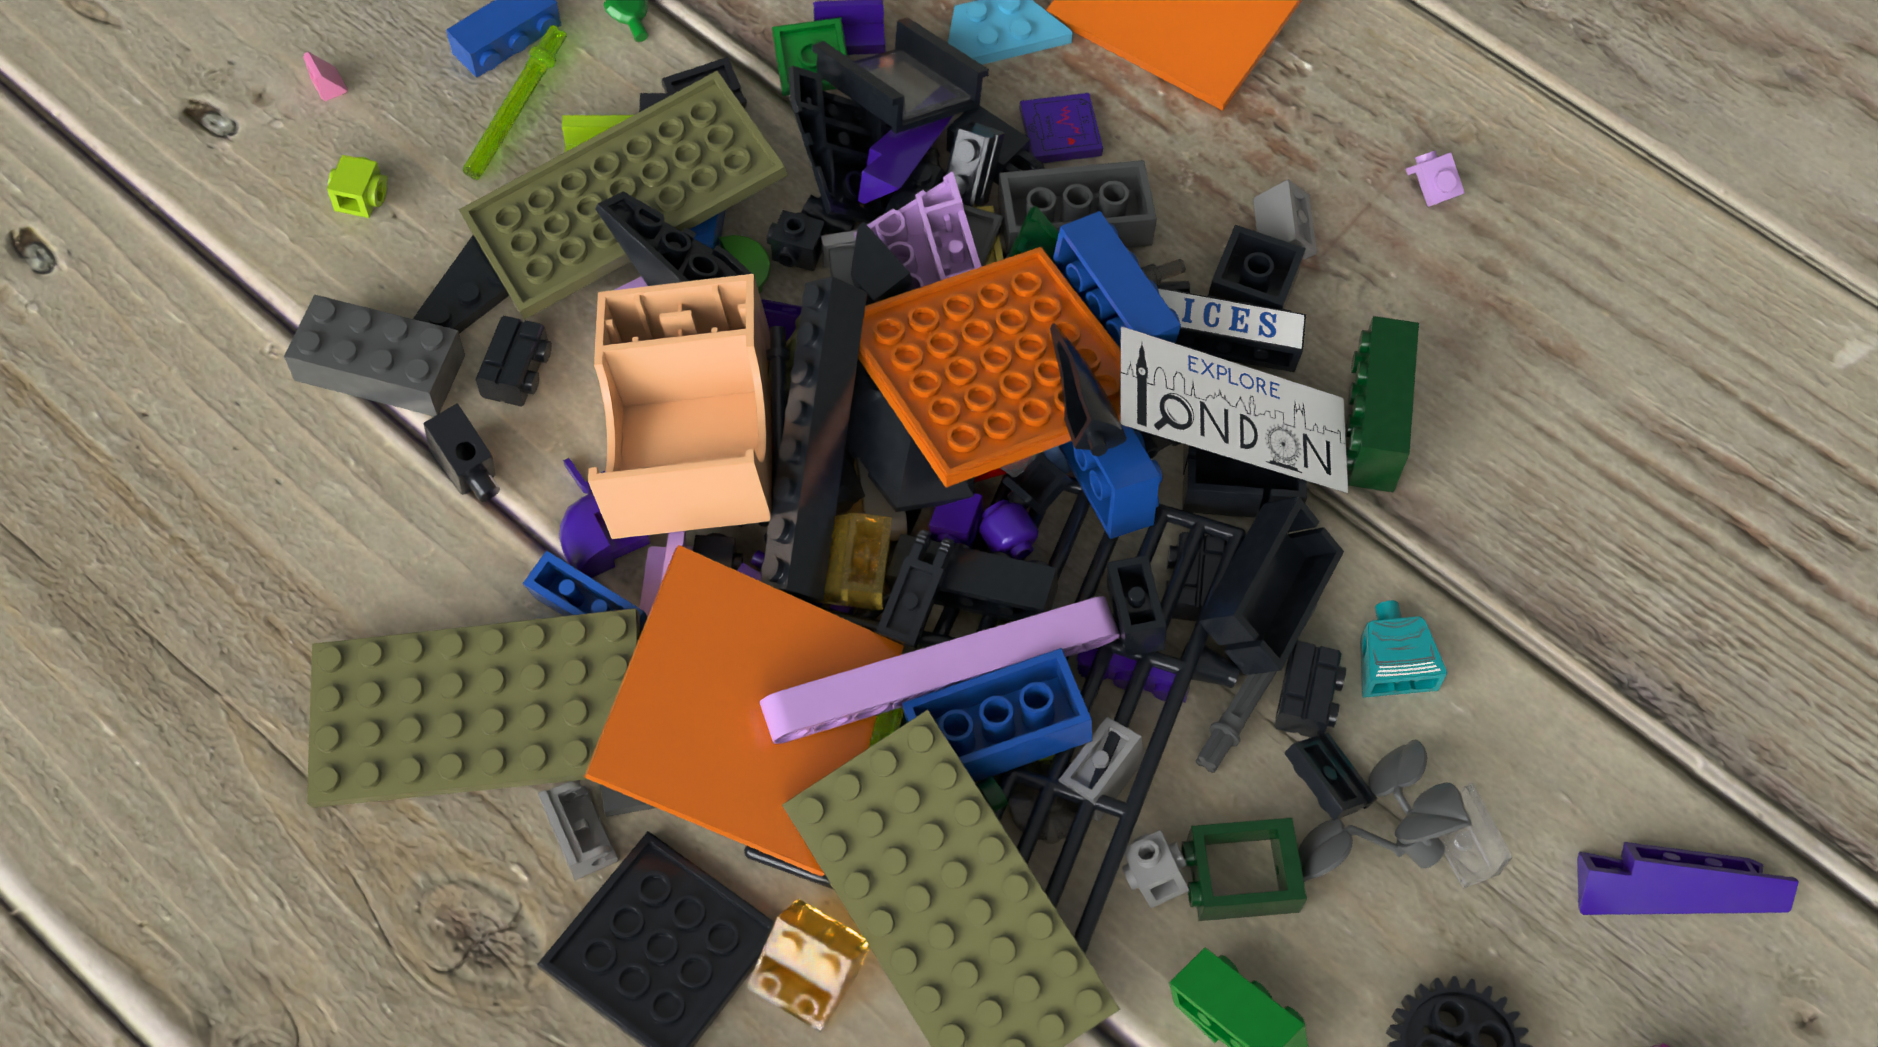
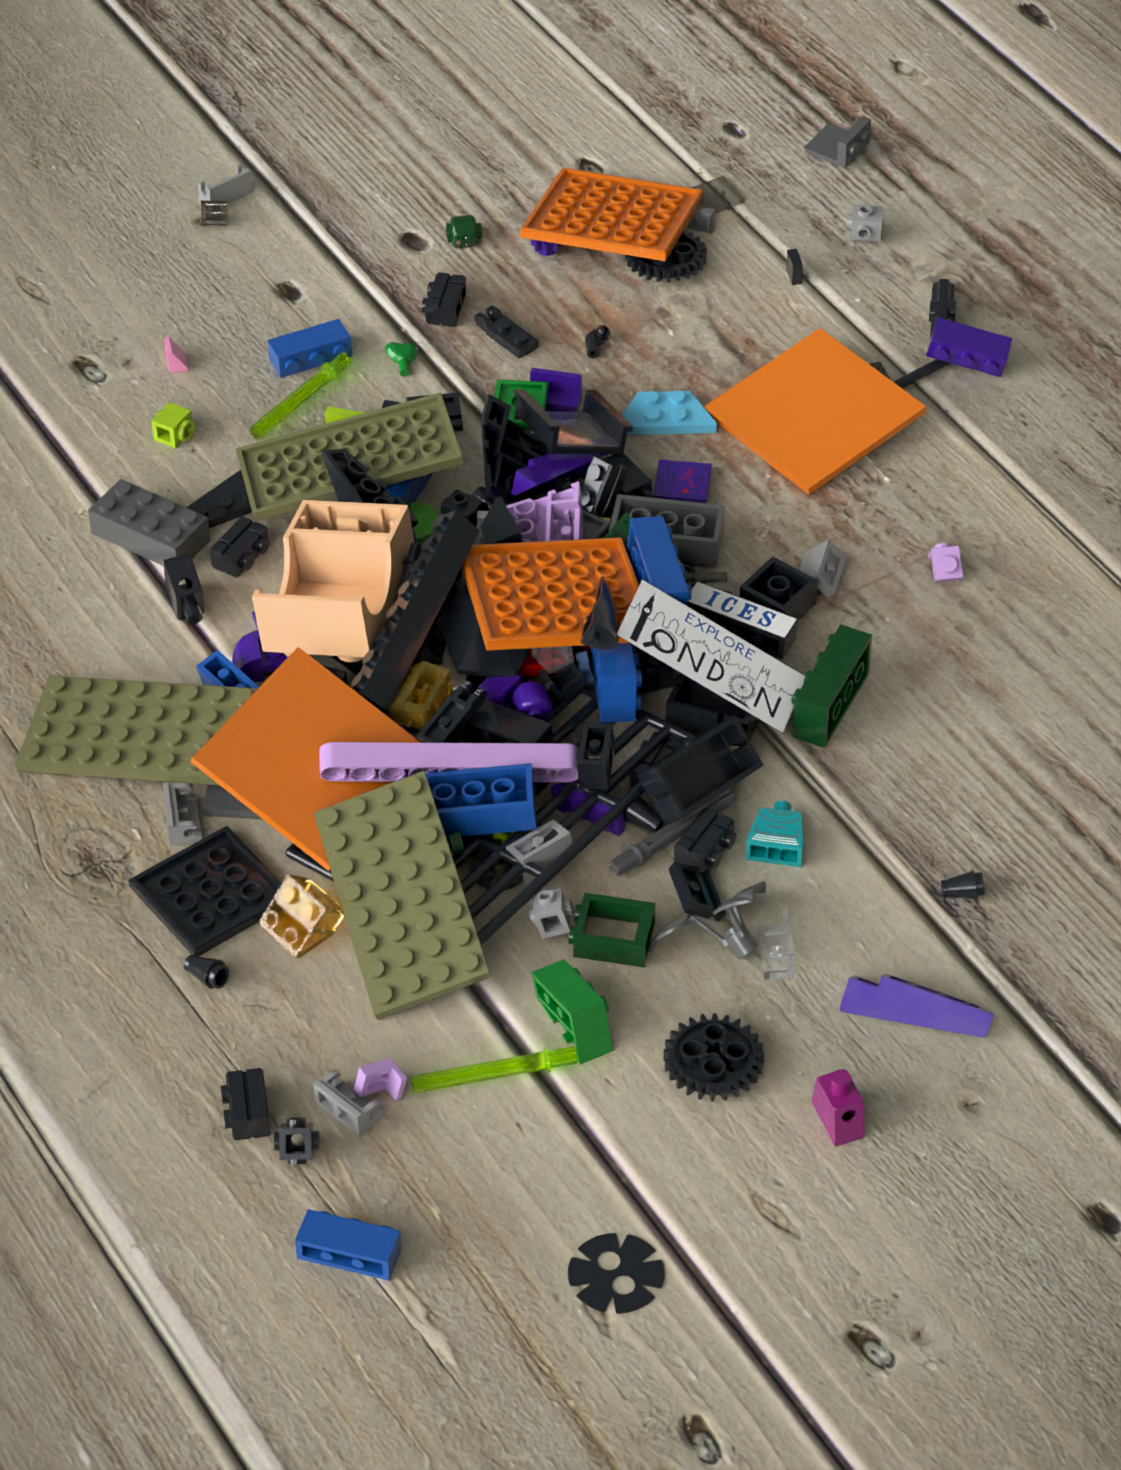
camera: 20 degrees right, 15 degrees down
(1663, 672) = (966, 885): none -> black cone

